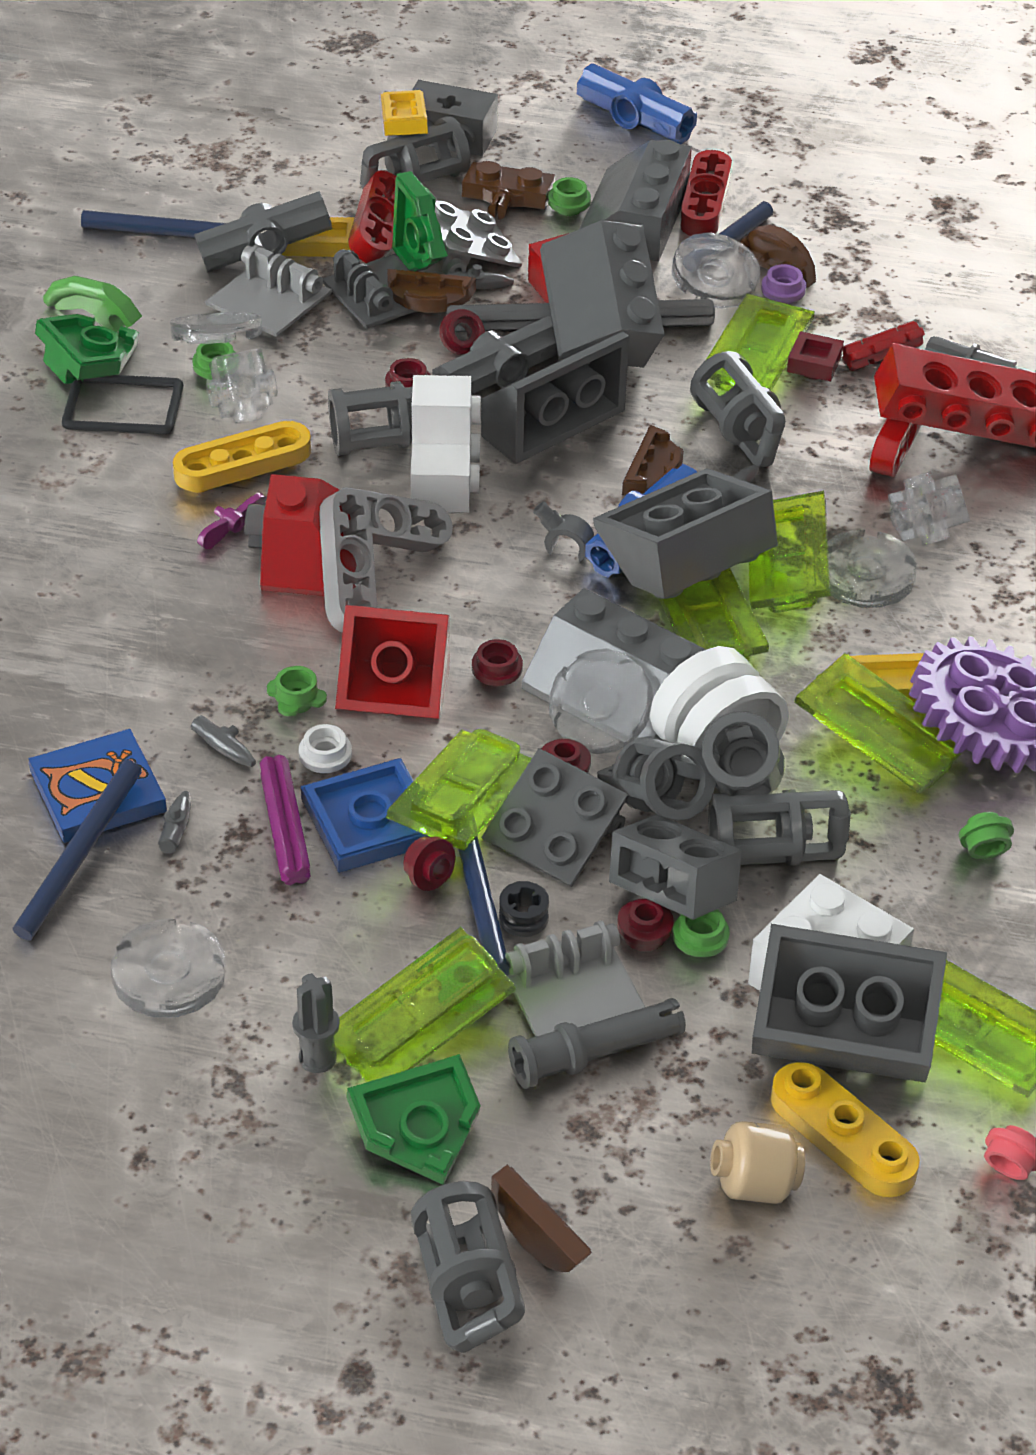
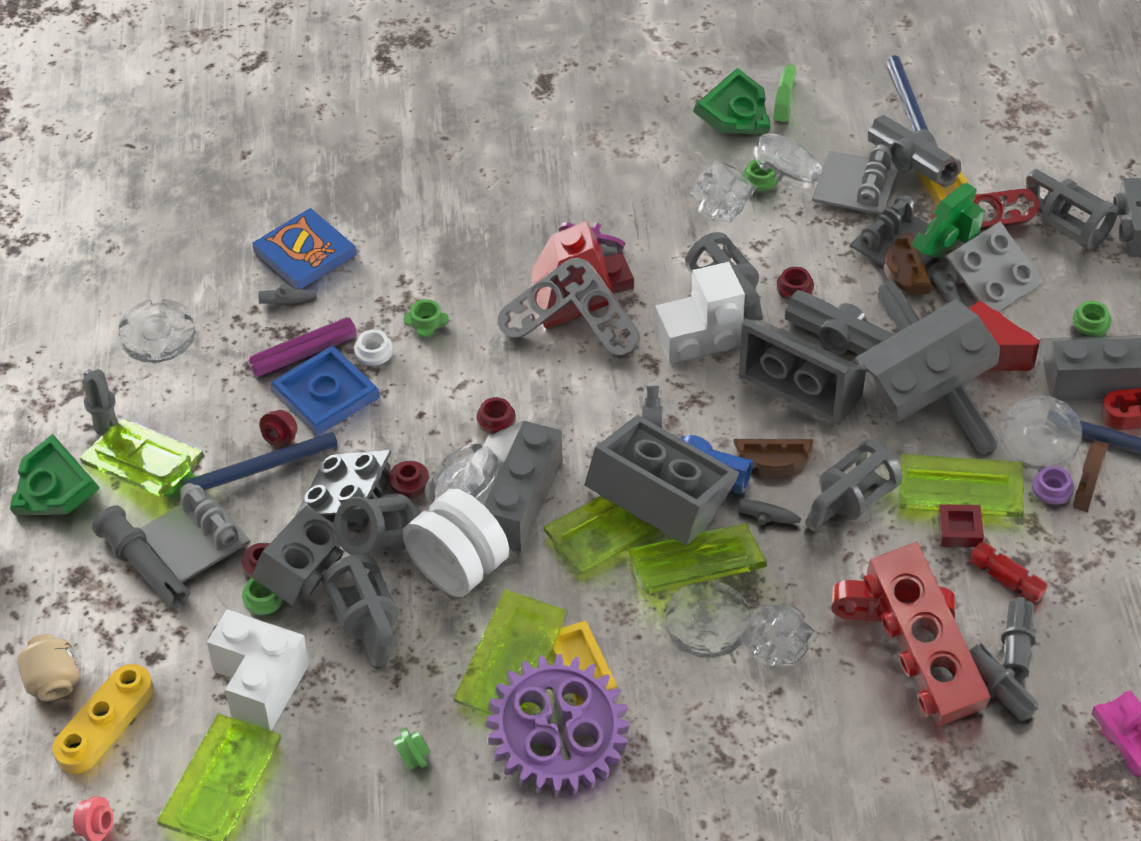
camera: 75 degrees right, 5 degrees up
(77, 850) = (236, 254): dark blue bar -> none
(177, 383) = (686, 121): black piece -> none
(223, 740) = (368, 297): dark grey helmet -> none
(241, 456) = (656, 218): yellow plate -> none
(393, 661) = (460, 359): red slope -> none
(404, 113) = (1093, 176): yellow plate -> none
(461, 787) = (355, 426): clear neon green piece -> none
(466, 319) = (861, 290): dark red plate -> none
(507, 187) = (1082, 277): reddish brown plate -> none
(523, 894) = (262, 502): black bush -> none
(744, 758) = (406, 571): dark grey piece -> none
(849, 1003) = (174, 681): dark grey slope -> none

